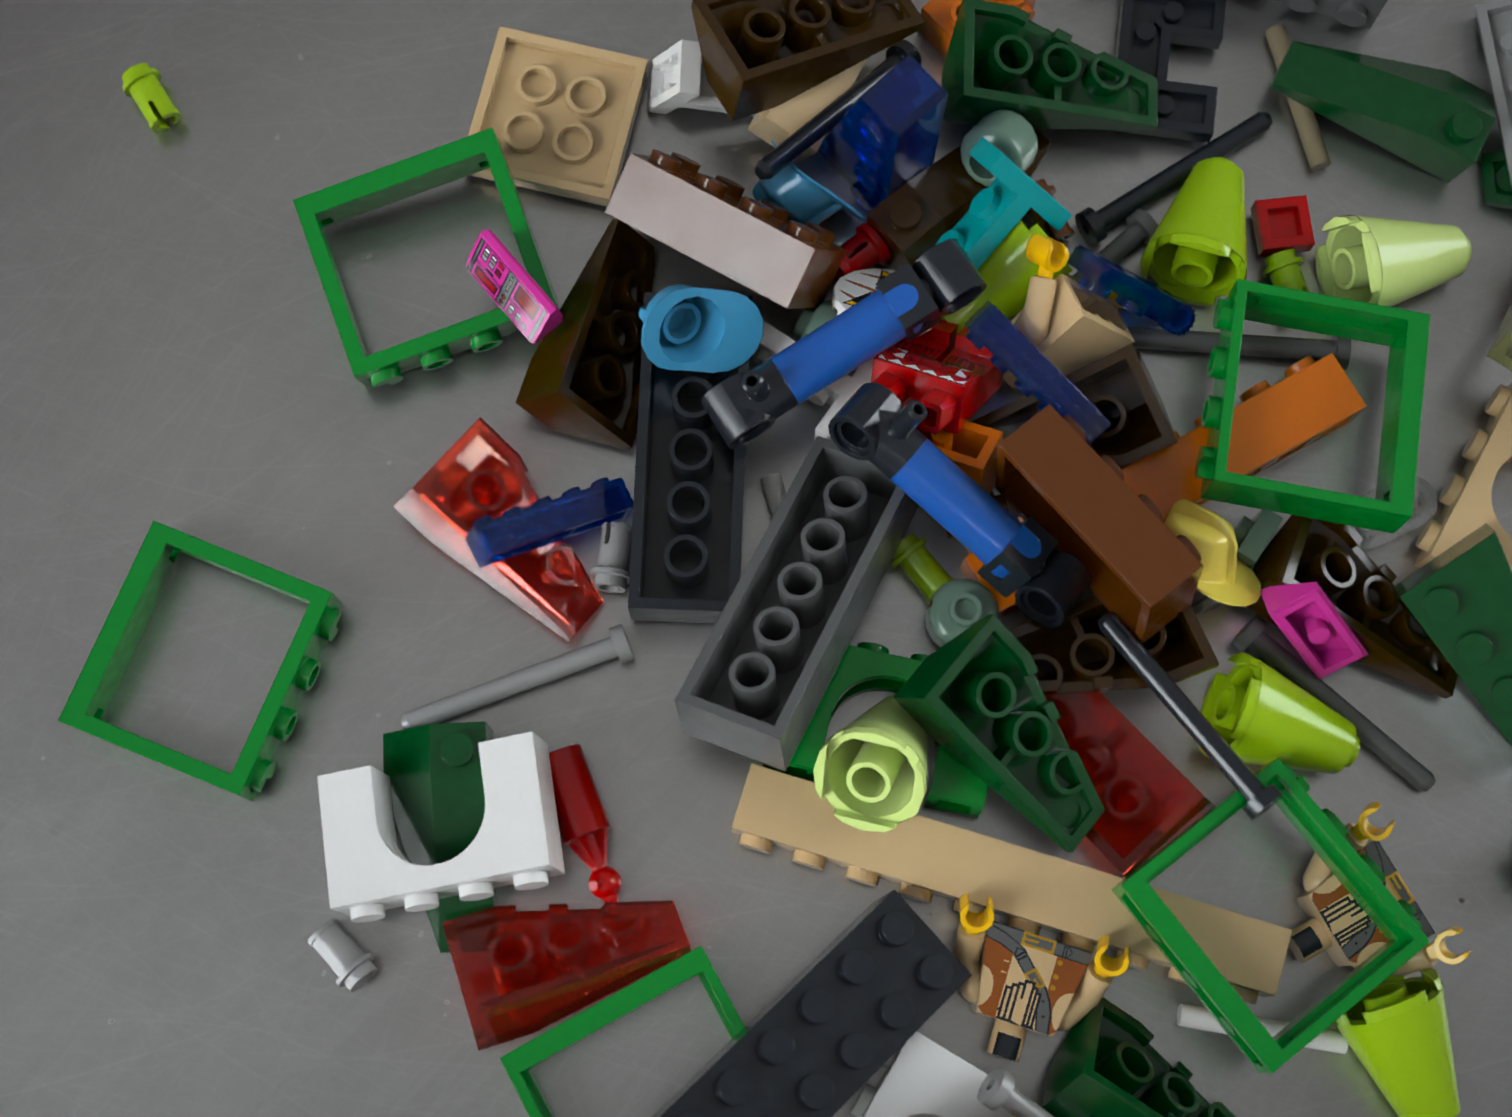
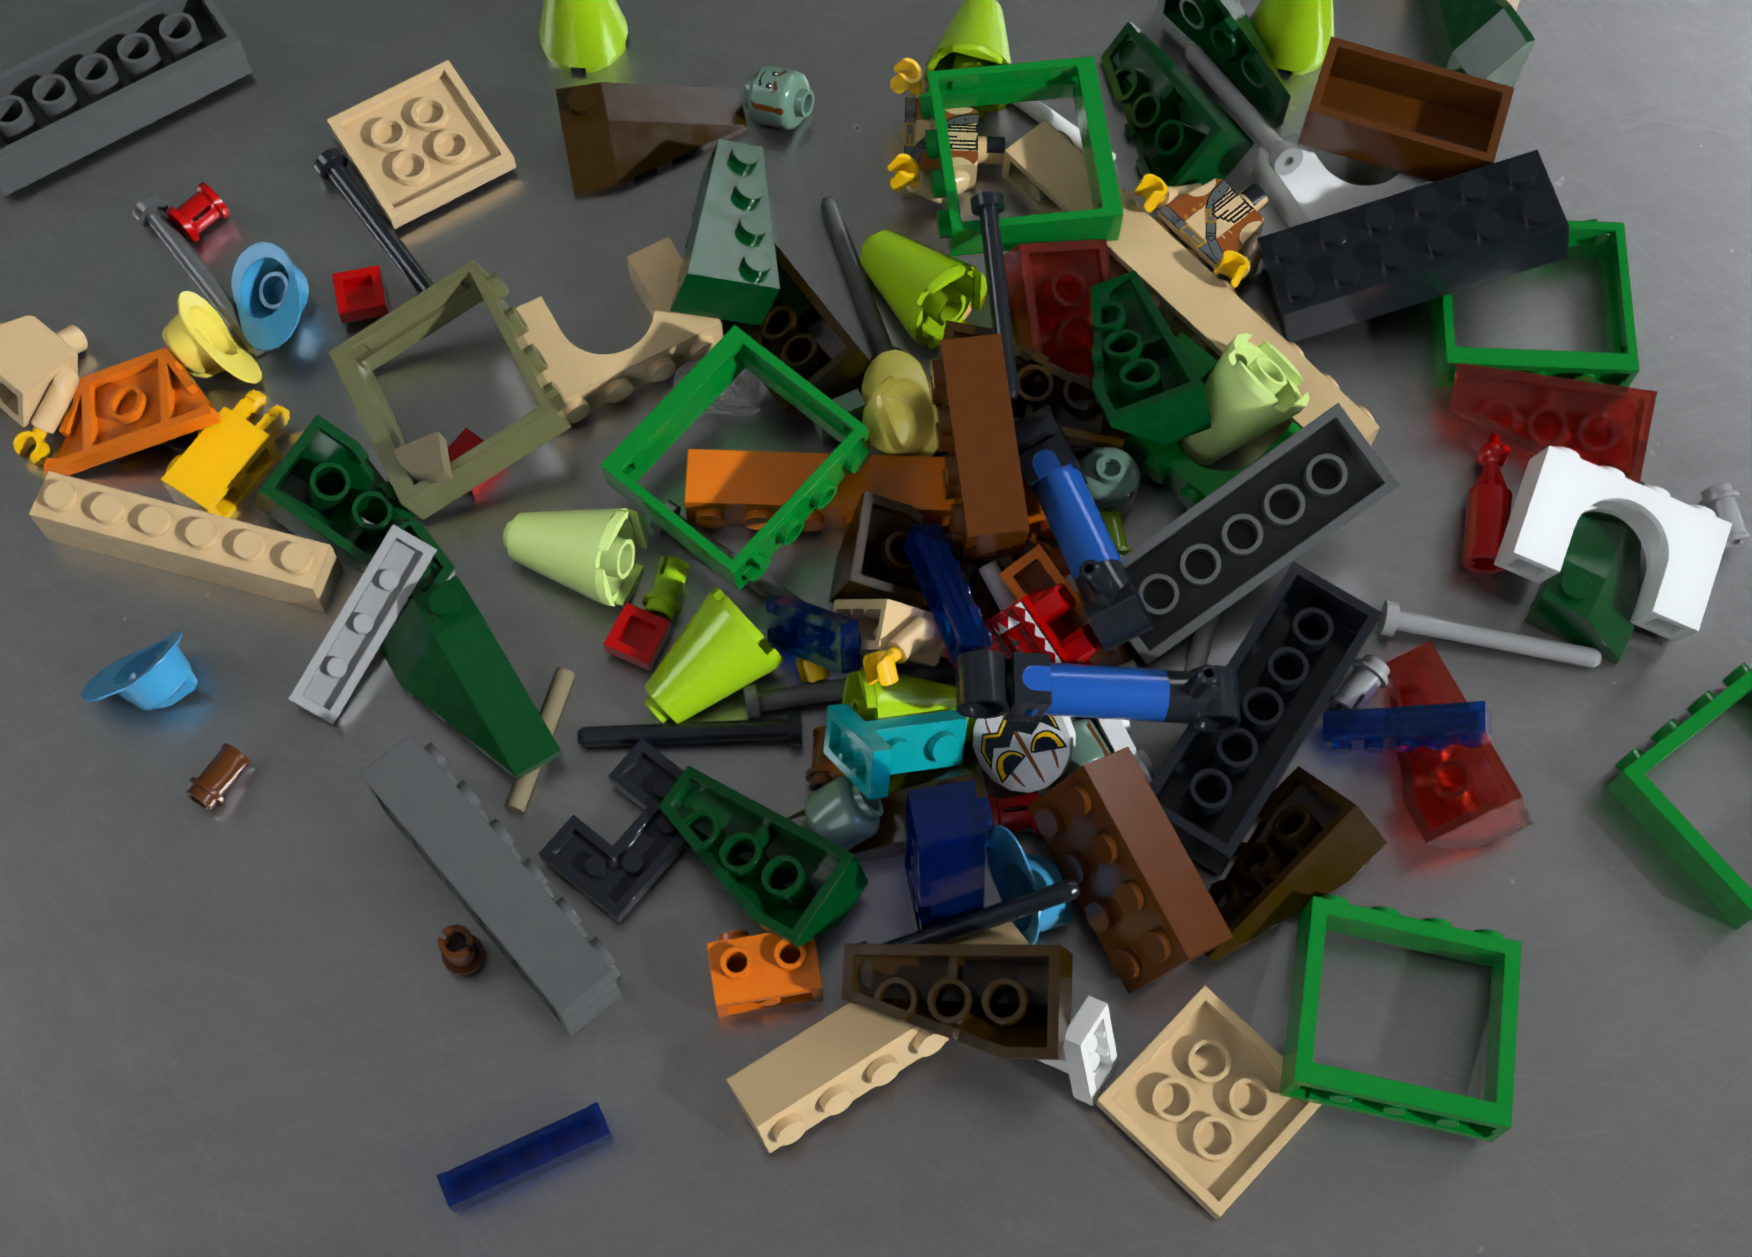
camera: 150 degrees left, 10 degrees down
(512, 288) = (1344, 921): slope -> none
(700, 329) = (1214, 786): dark azure piece -> none
(1313, 626) = (855, 320): dark pink slope -> none

